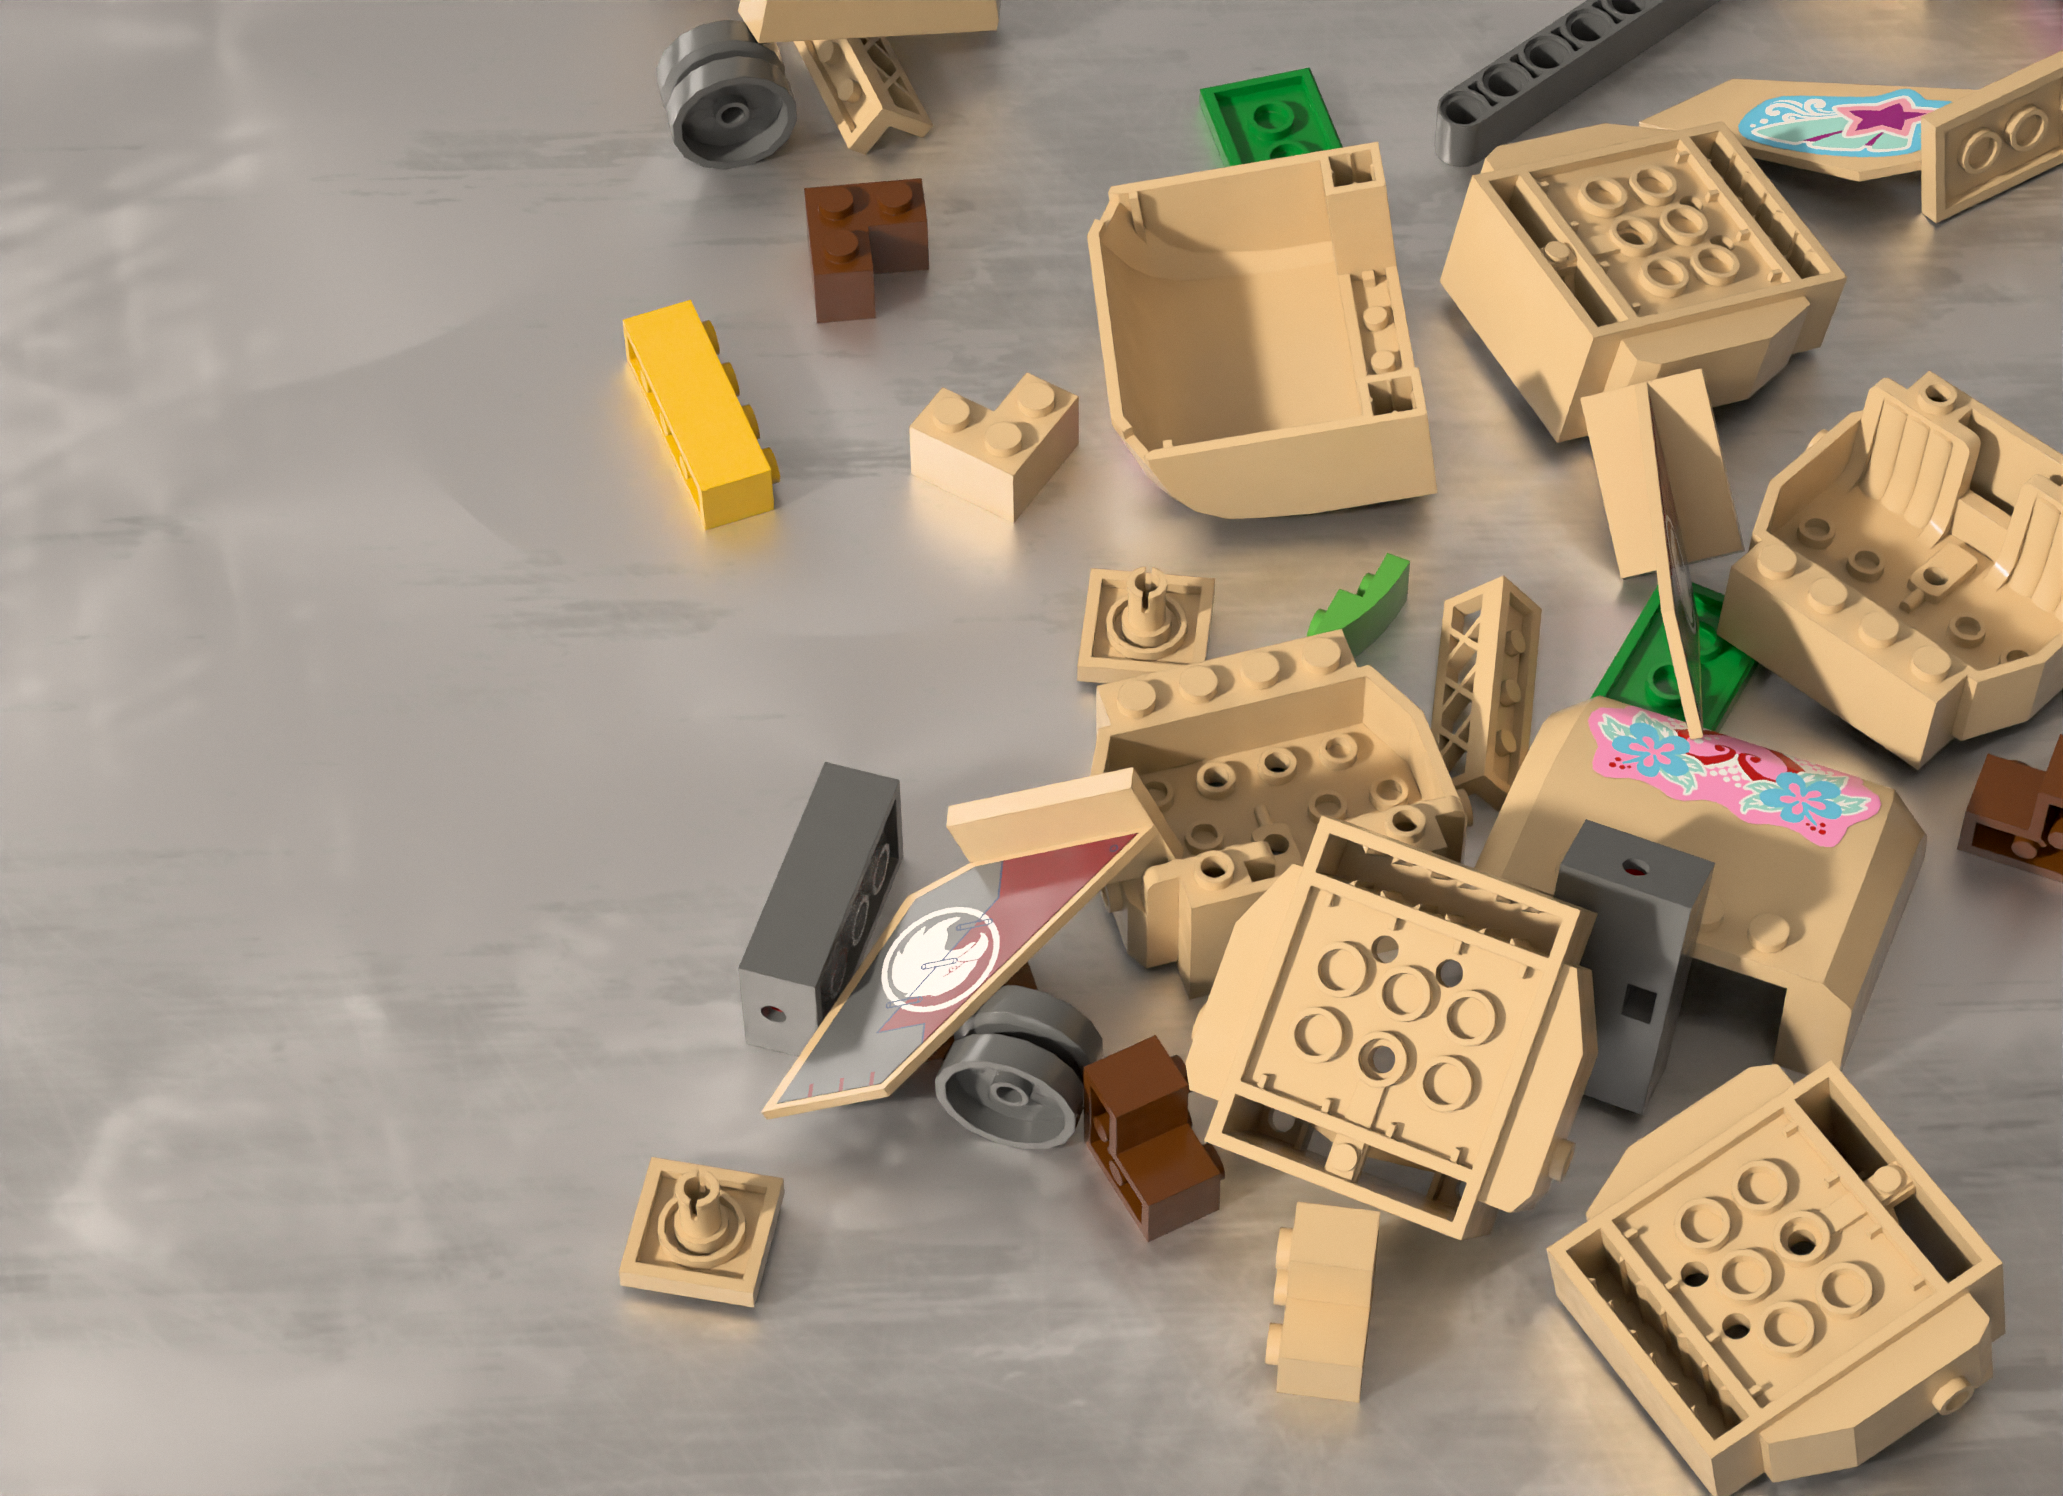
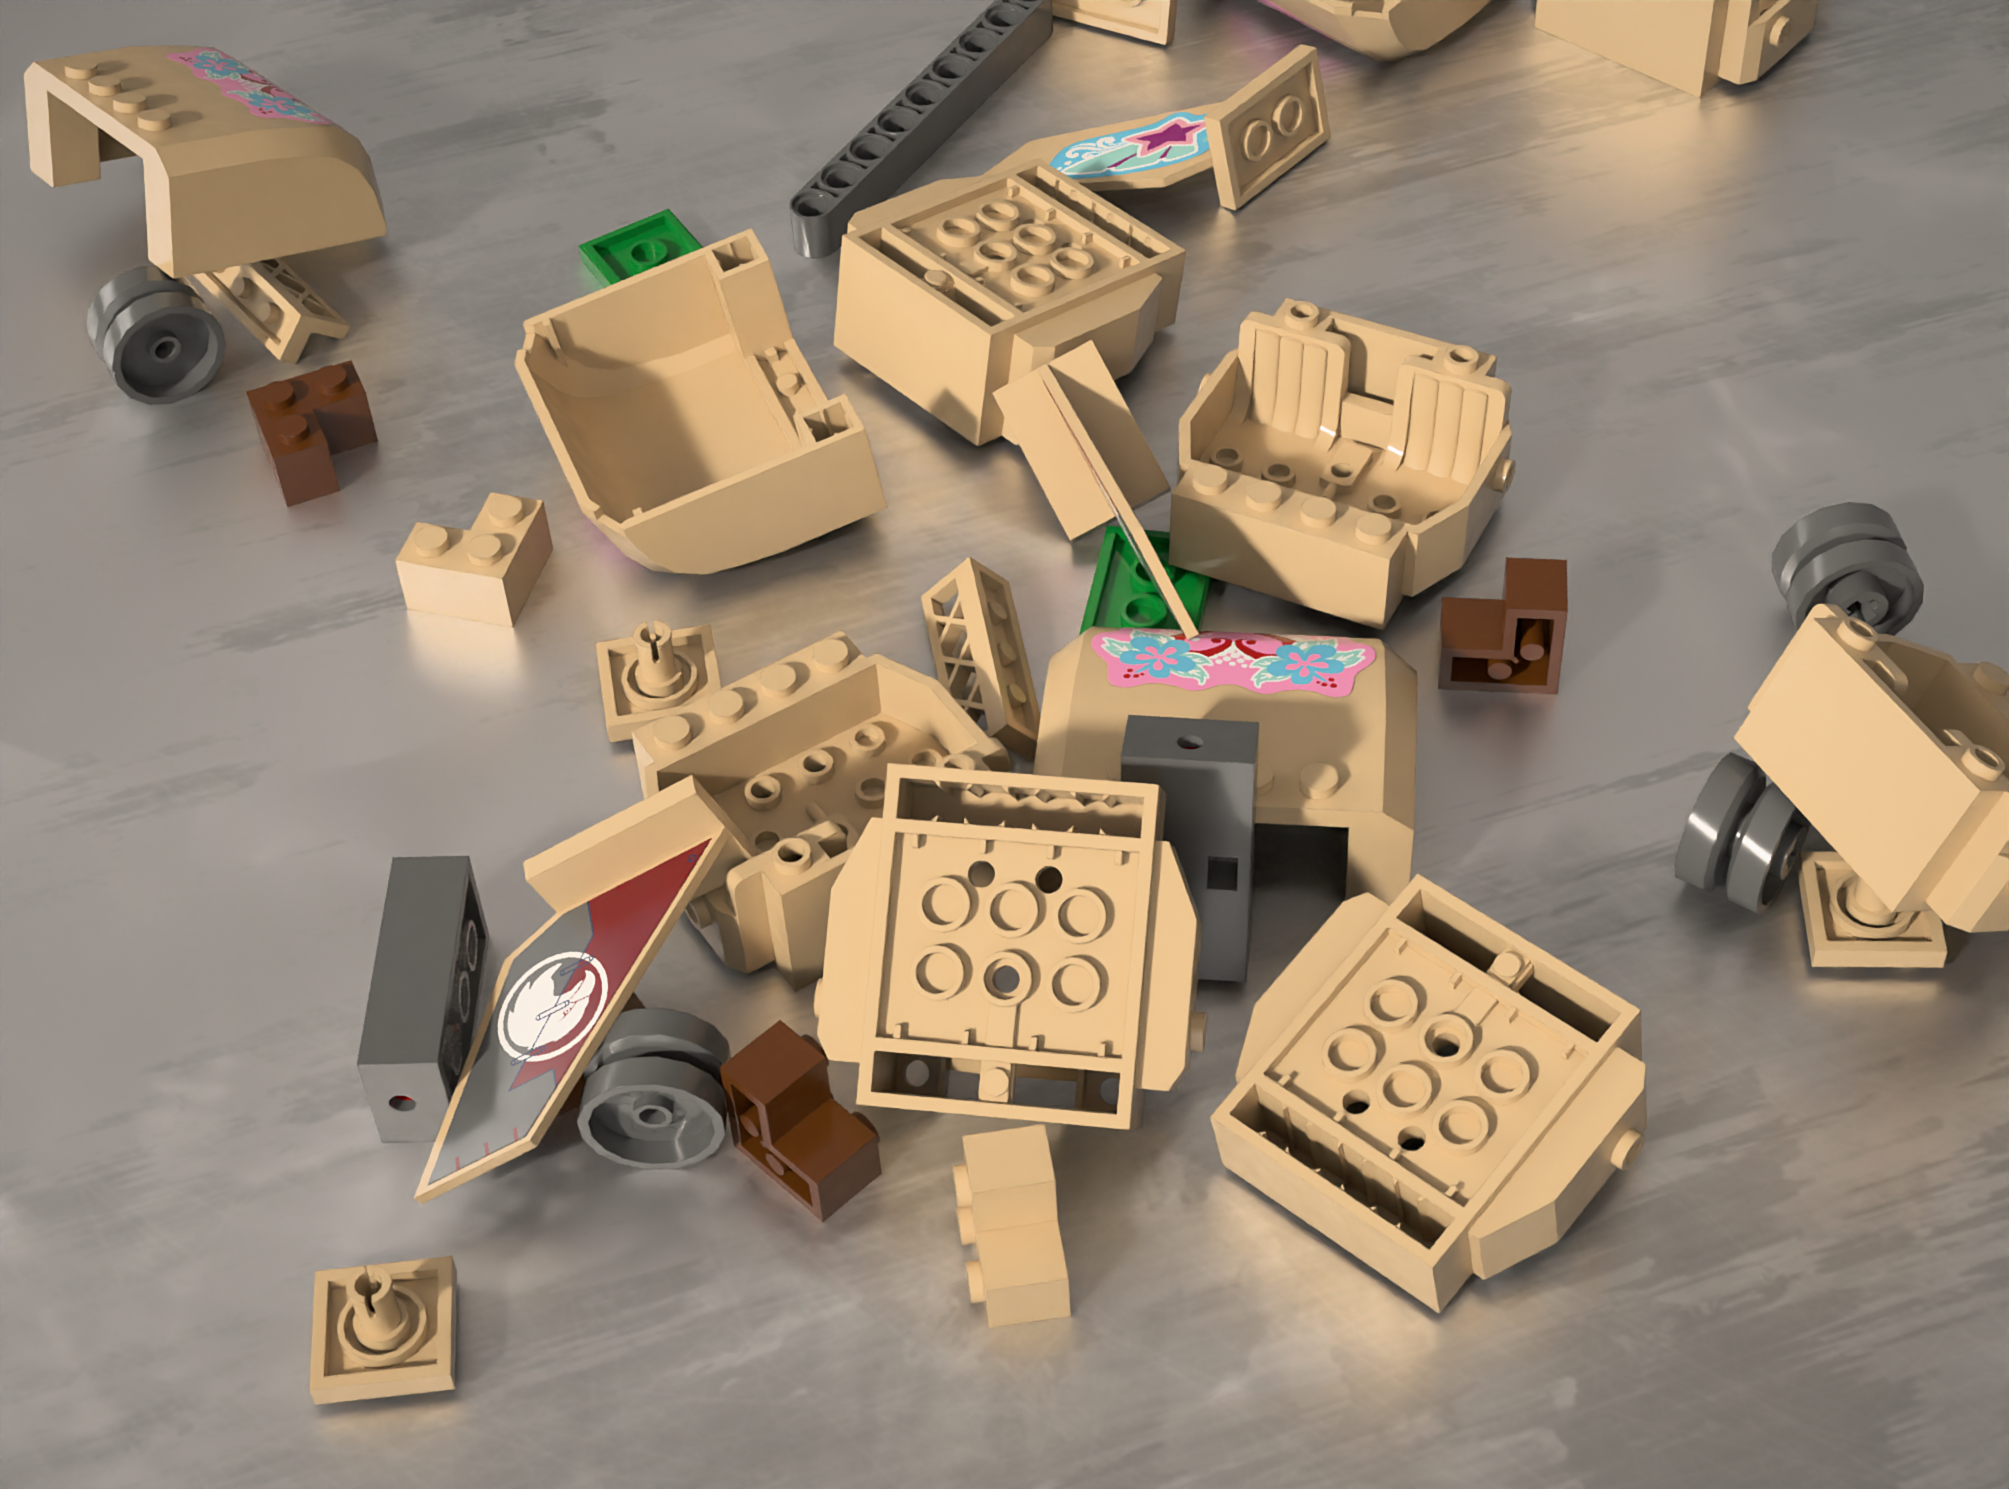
camera: 15 degrees left, 5 degrees down
(700, 414) = (198, 602): yellow brick -> none
(1371, 610) = (859, 612): bright green slope -> none

